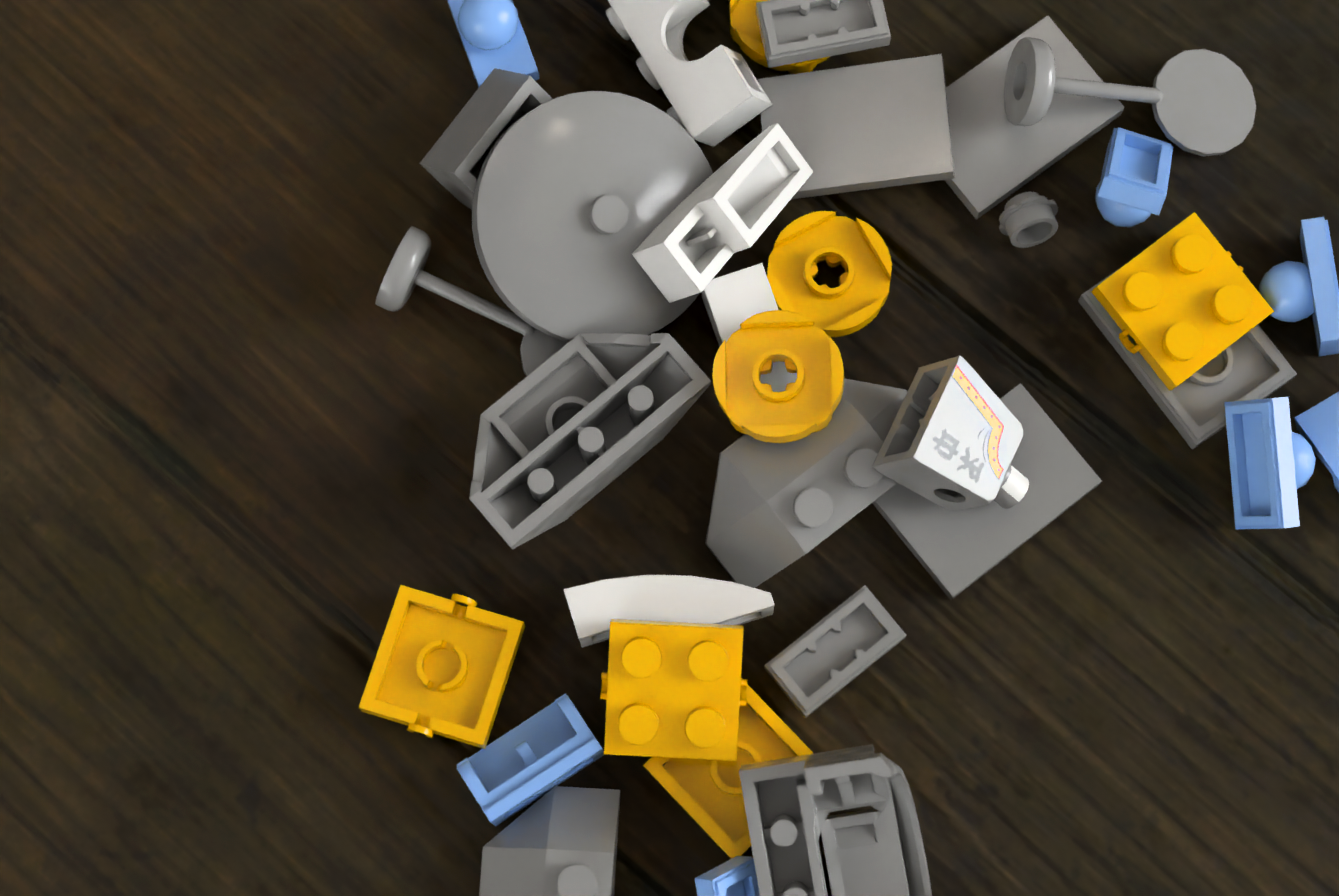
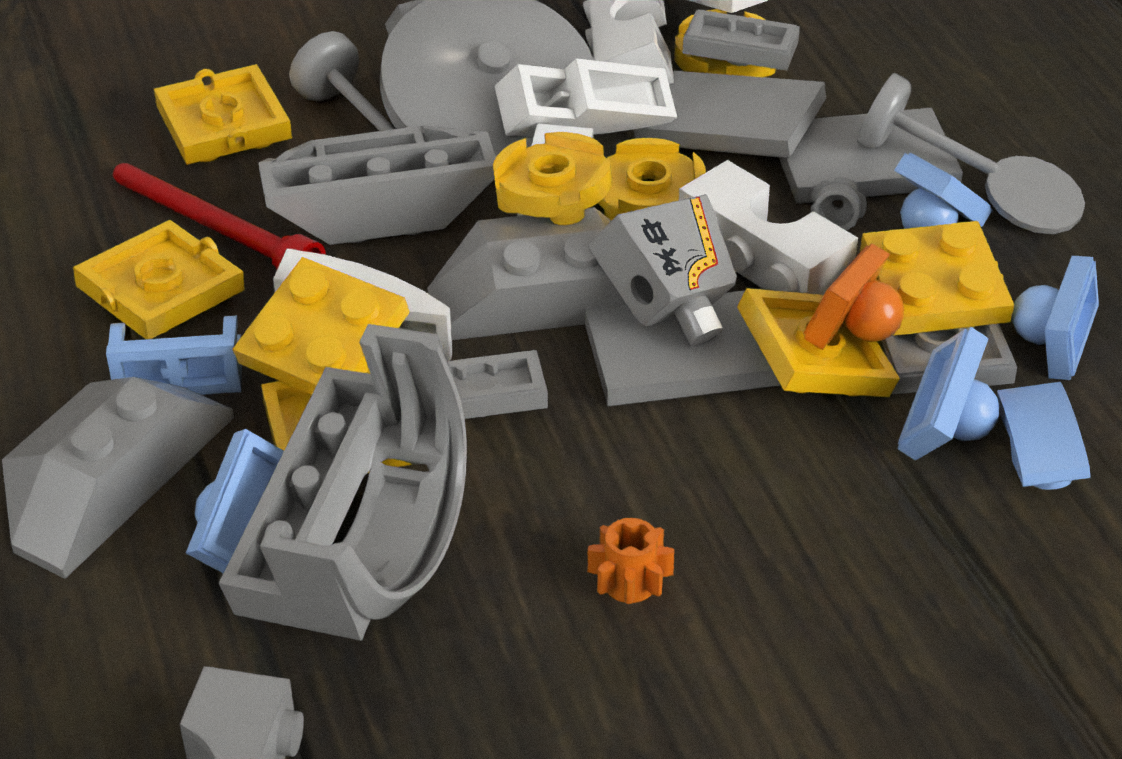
camera: 25 degrees right, 35 degrees down
(332, 384) = (222, 117): none -> yellow plate
(551, 565) = (213, 216): none -> red piece
(1036, 336) = (774, 256): none -> white arch
(1107, 795) = (630, 560): none -> orange gear
(1117, 449) = (842, 367): none -> yellow plate
(1141, 398) = (859, 301): none -> orange tile

